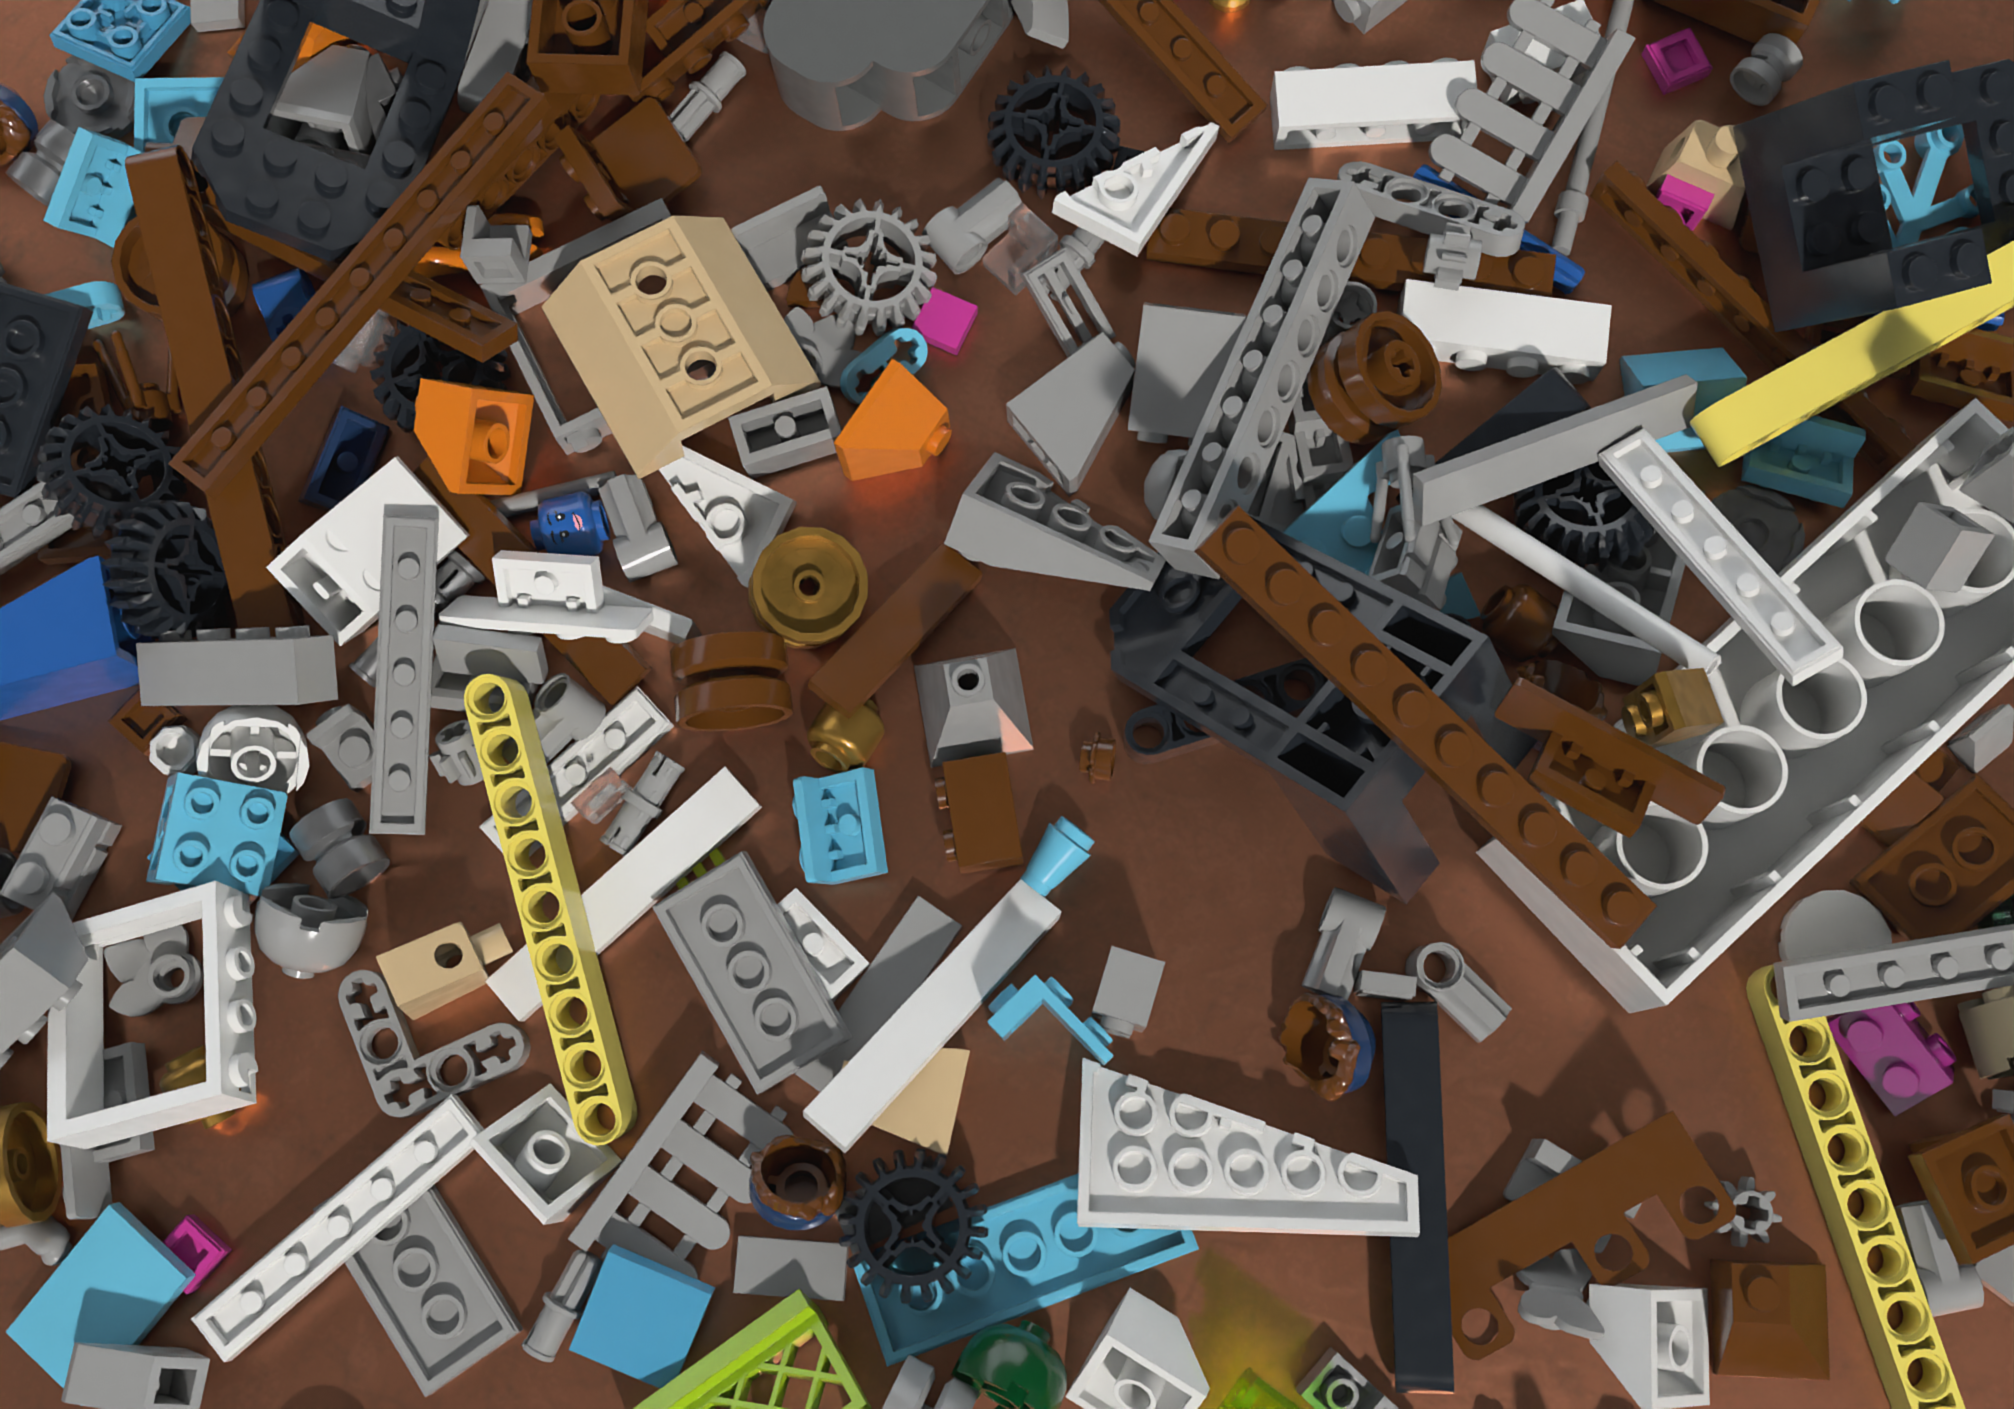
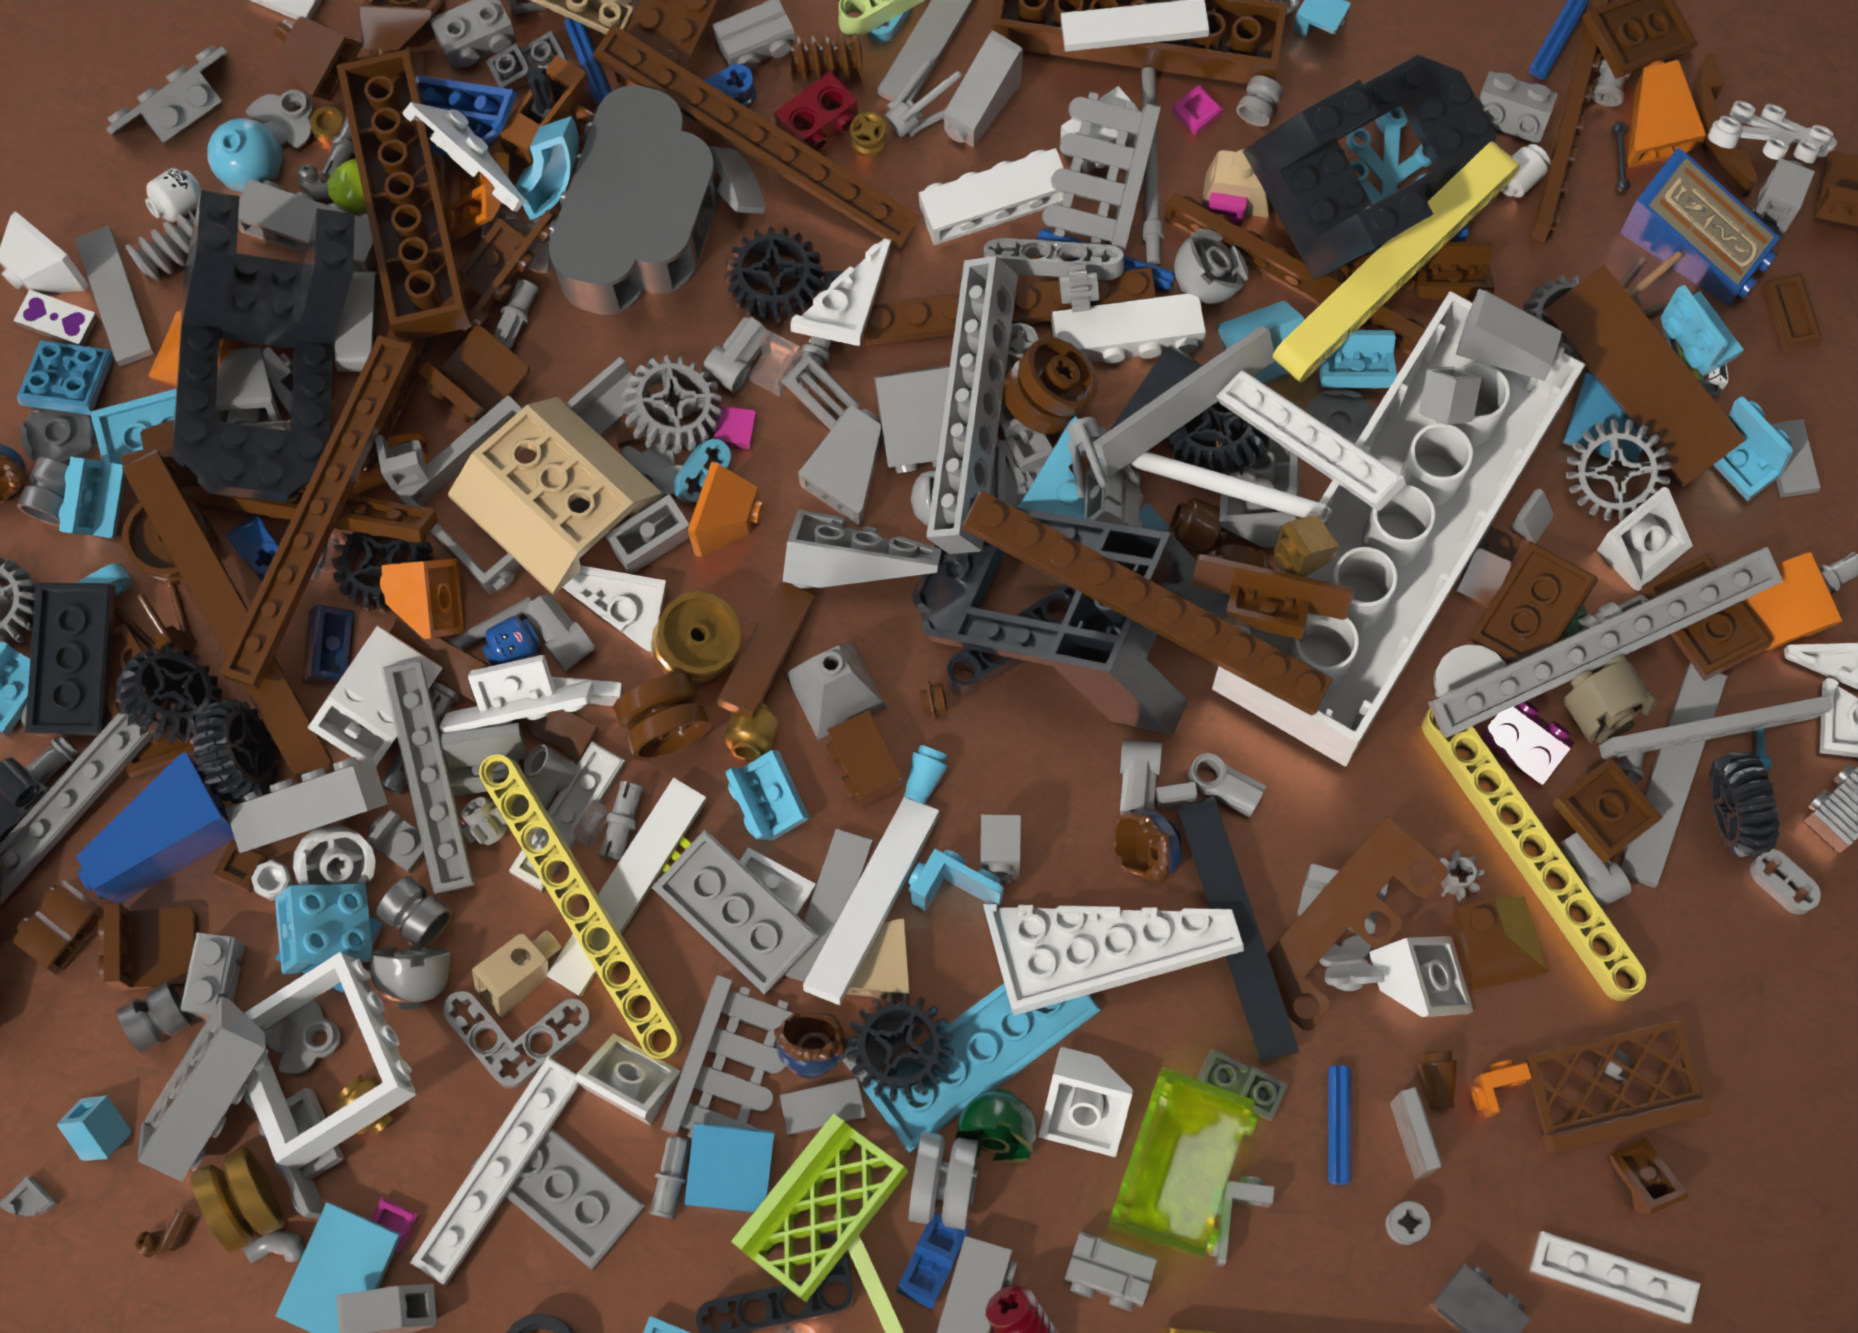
camera: 20 degrees left, 5 degrees down
(1635, 276) = (1209, 268): none -> light grey cylinder

